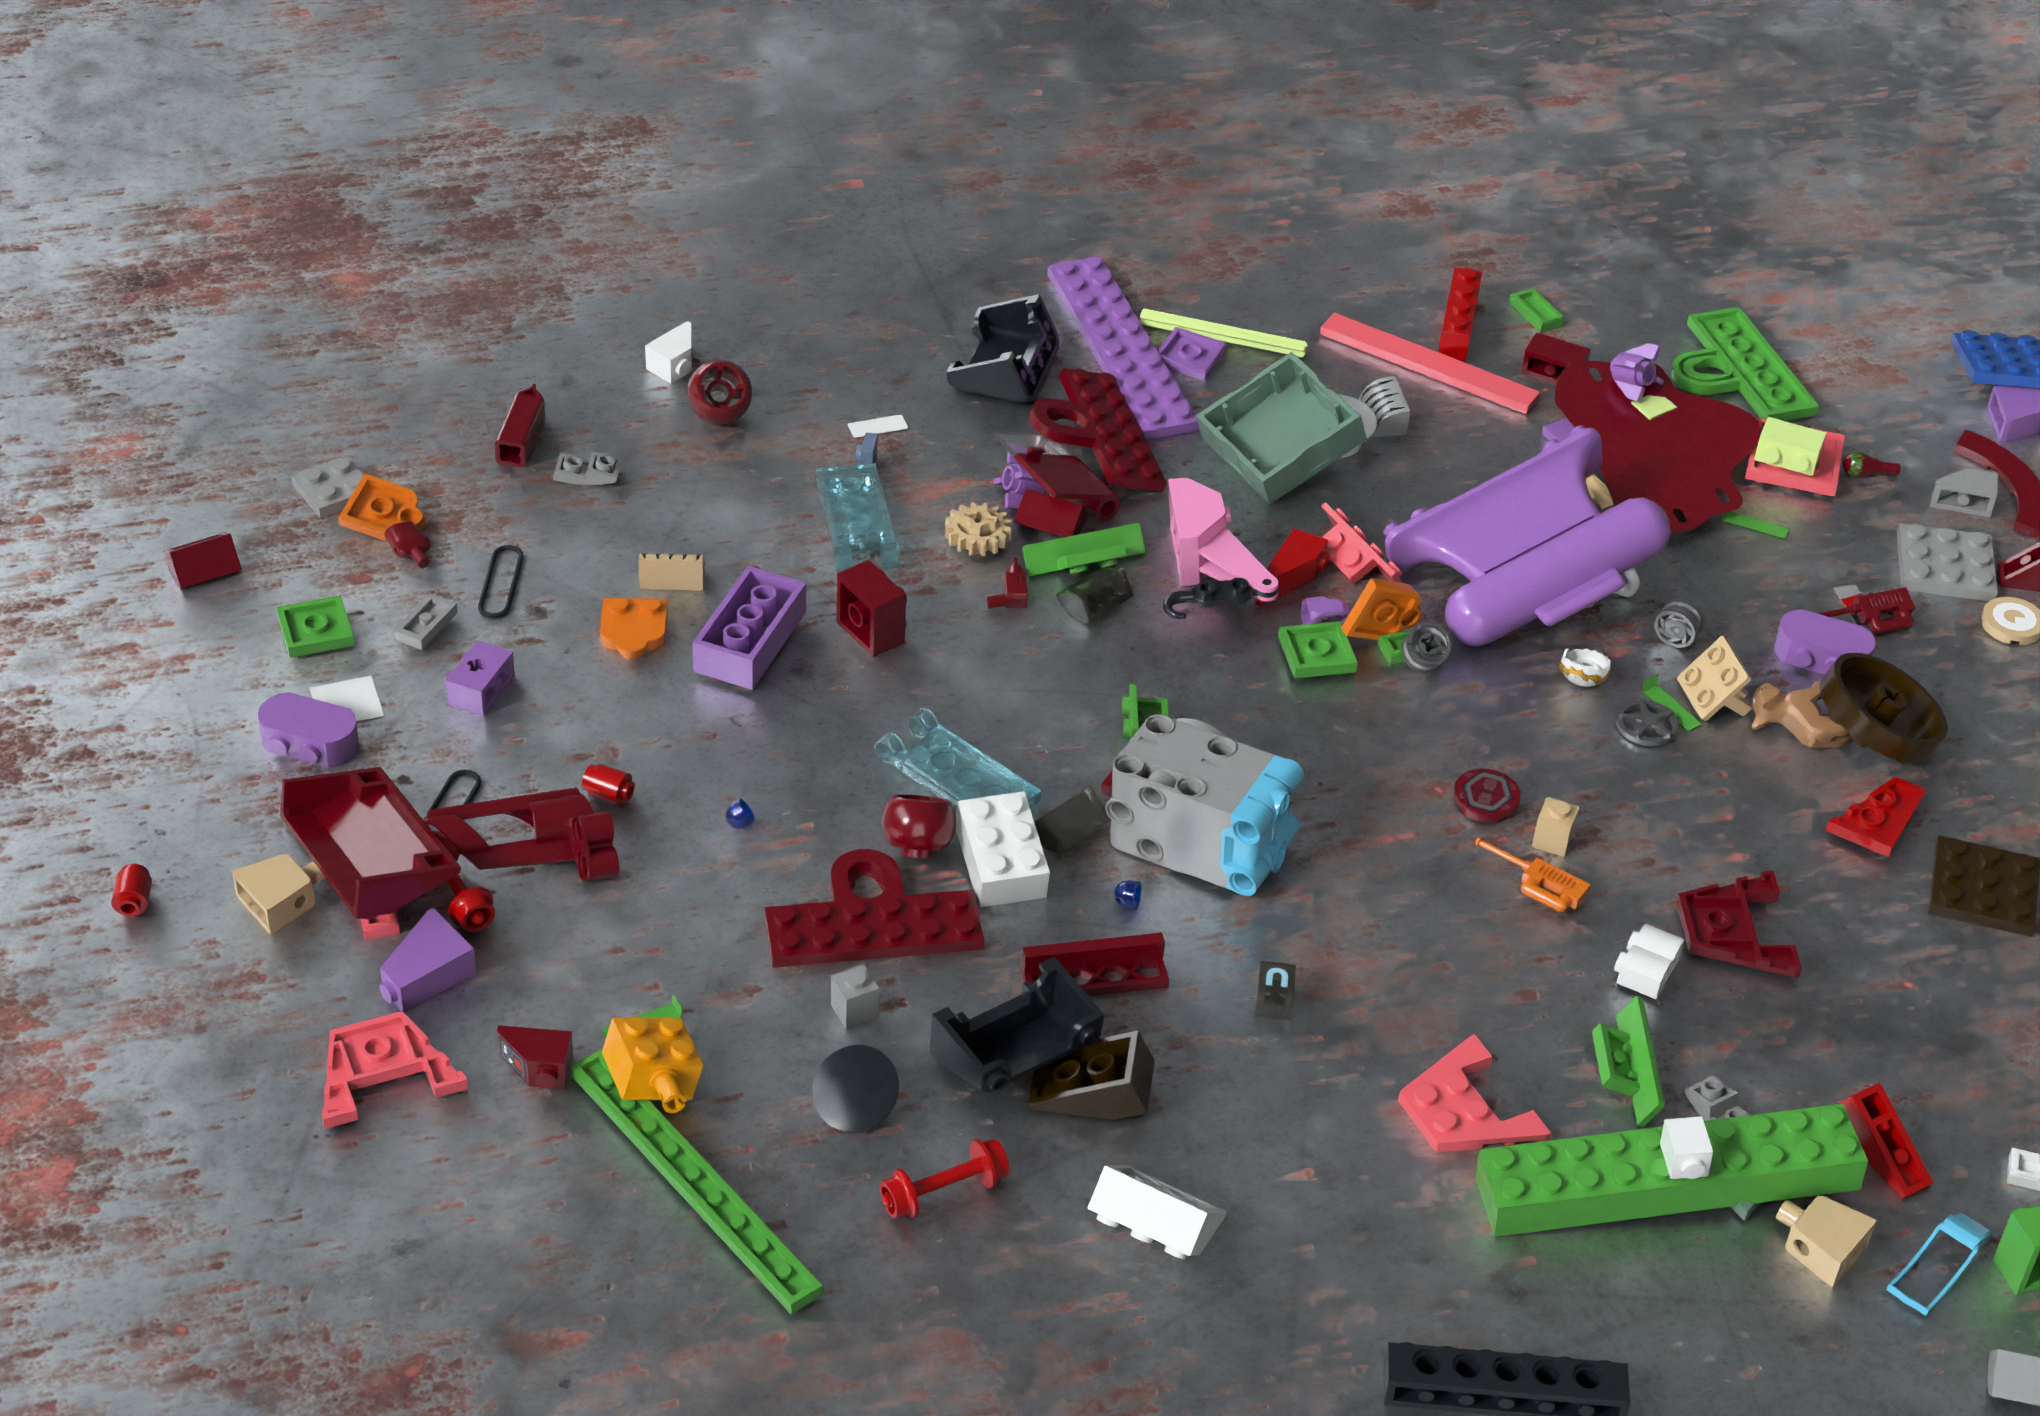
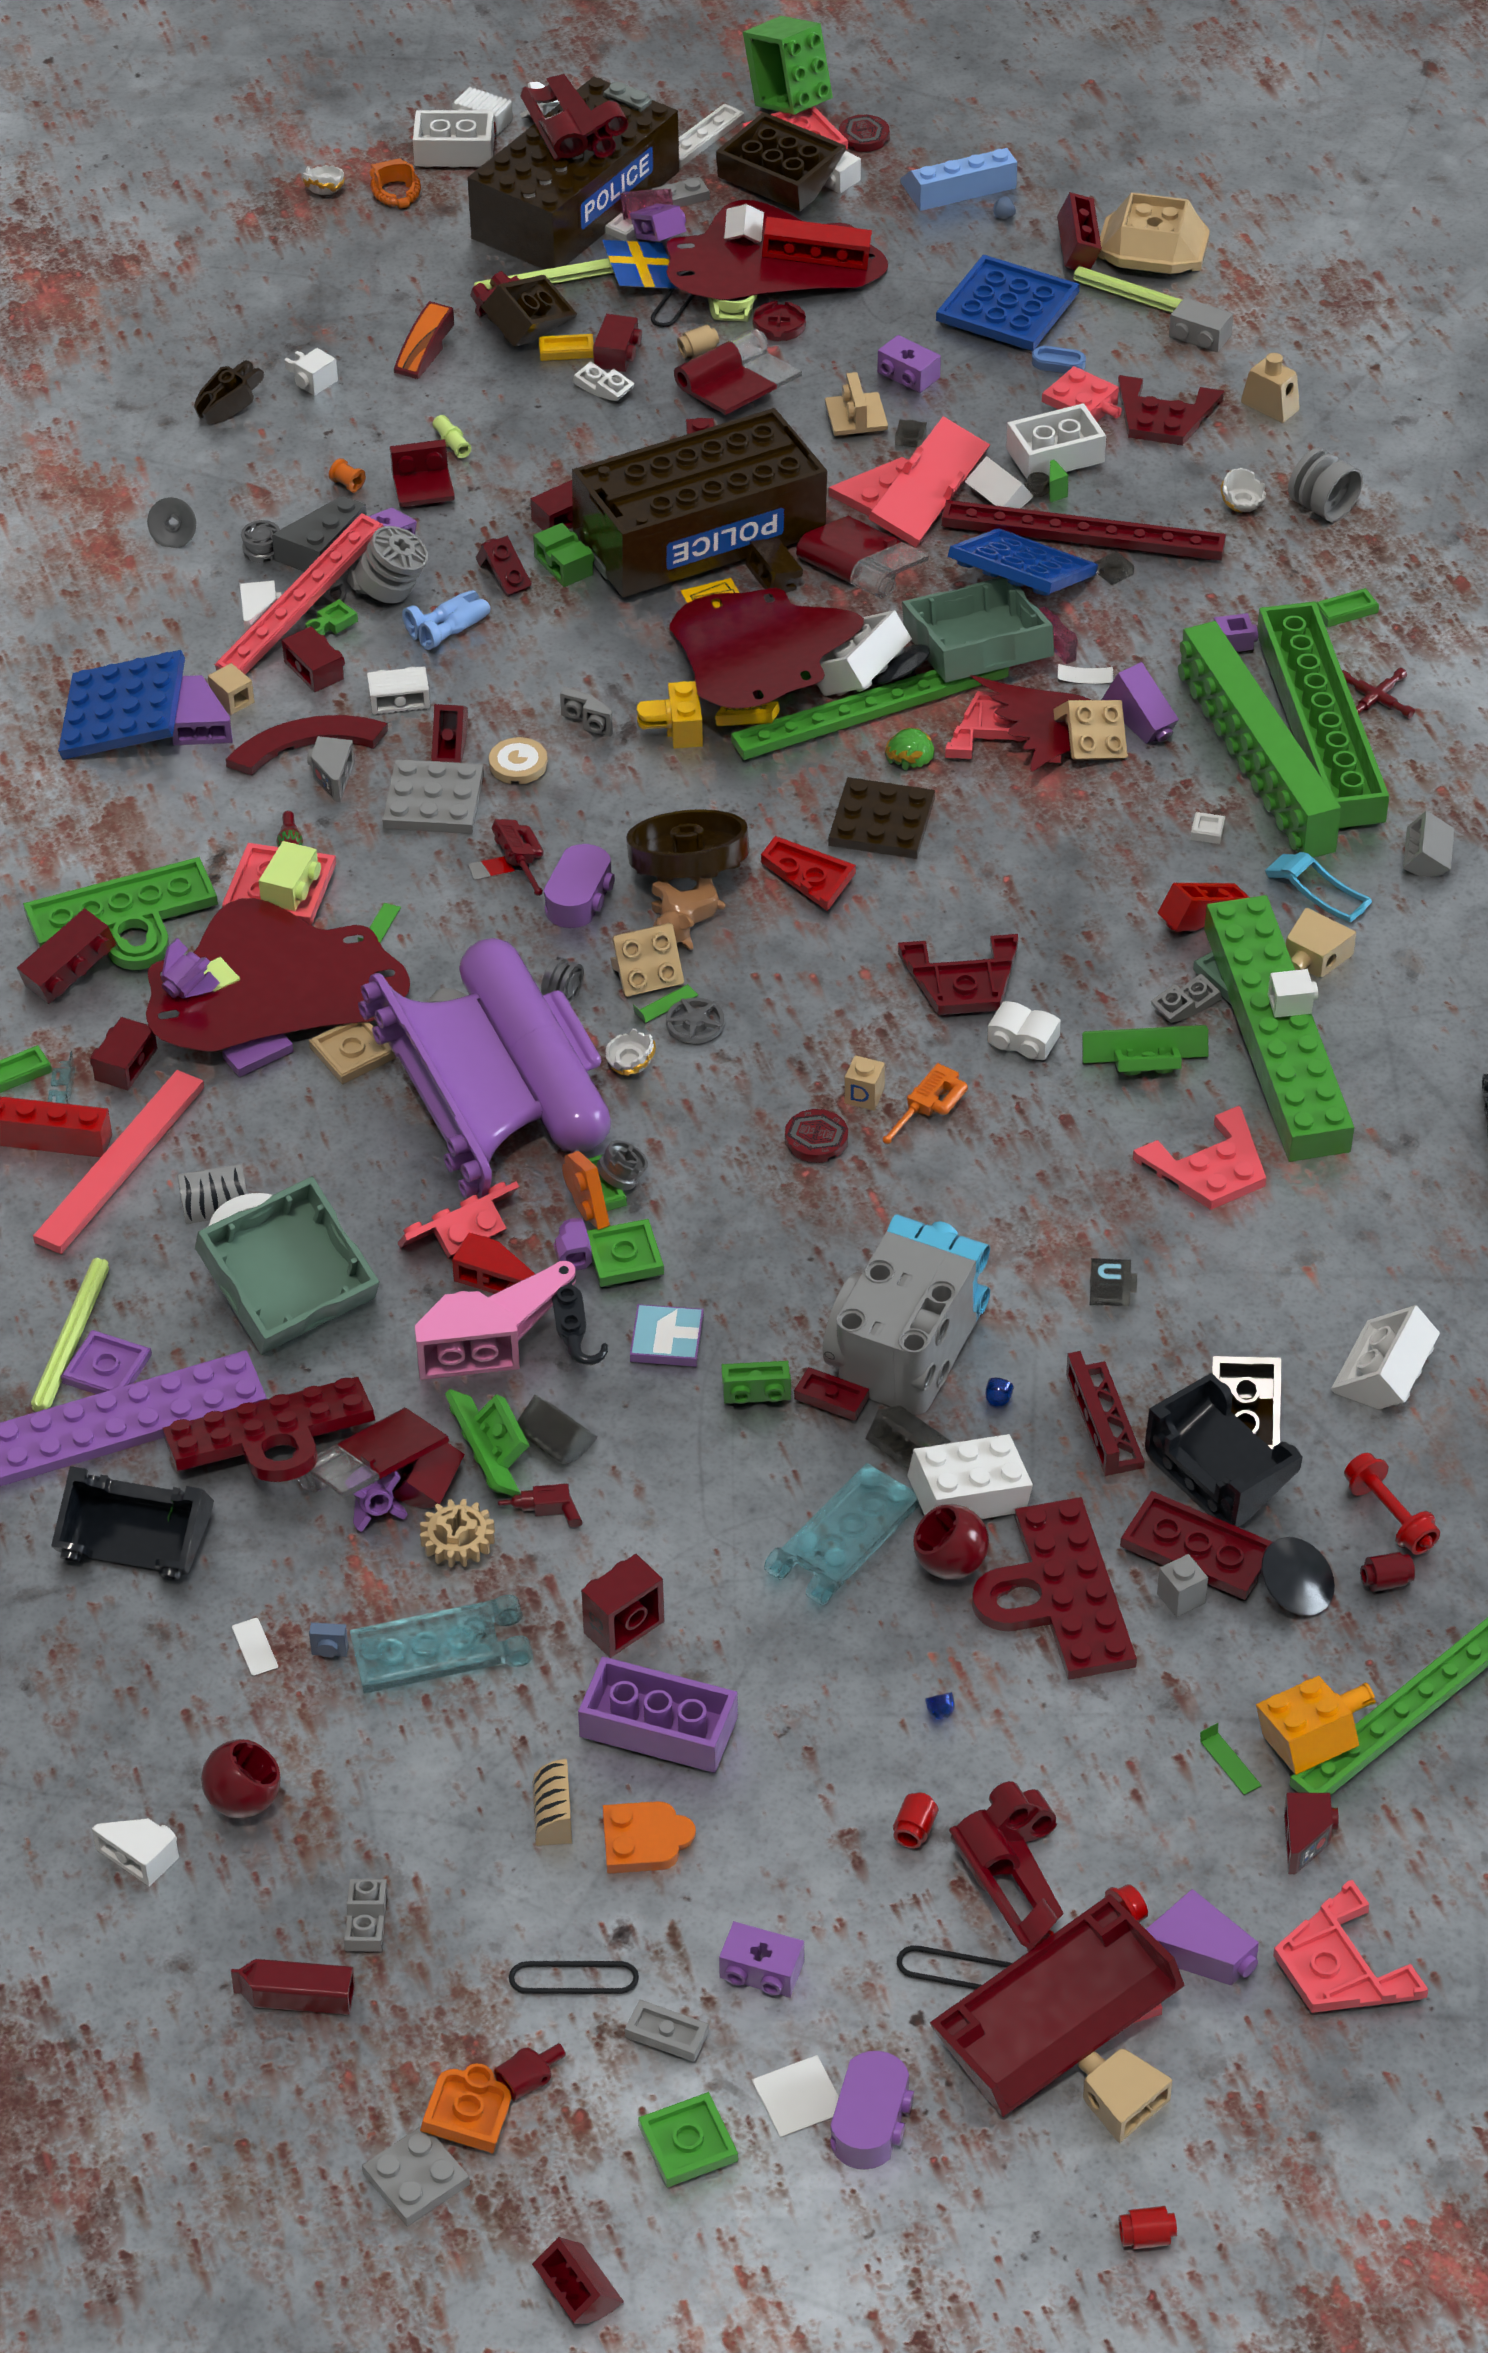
camera: 90 degrees left, 5 degrees up
(857, 1168) = (1387, 1571): none -> dark red brick
(904, 1017) = (1224, 1552): none -> dark red plate
(1214, 675) = (666, 1335): none -> tile
(1515, 334) = (66, 1078): none -> clear light blue piece
(1669, 324) = (66, 956): none -> dark red brick

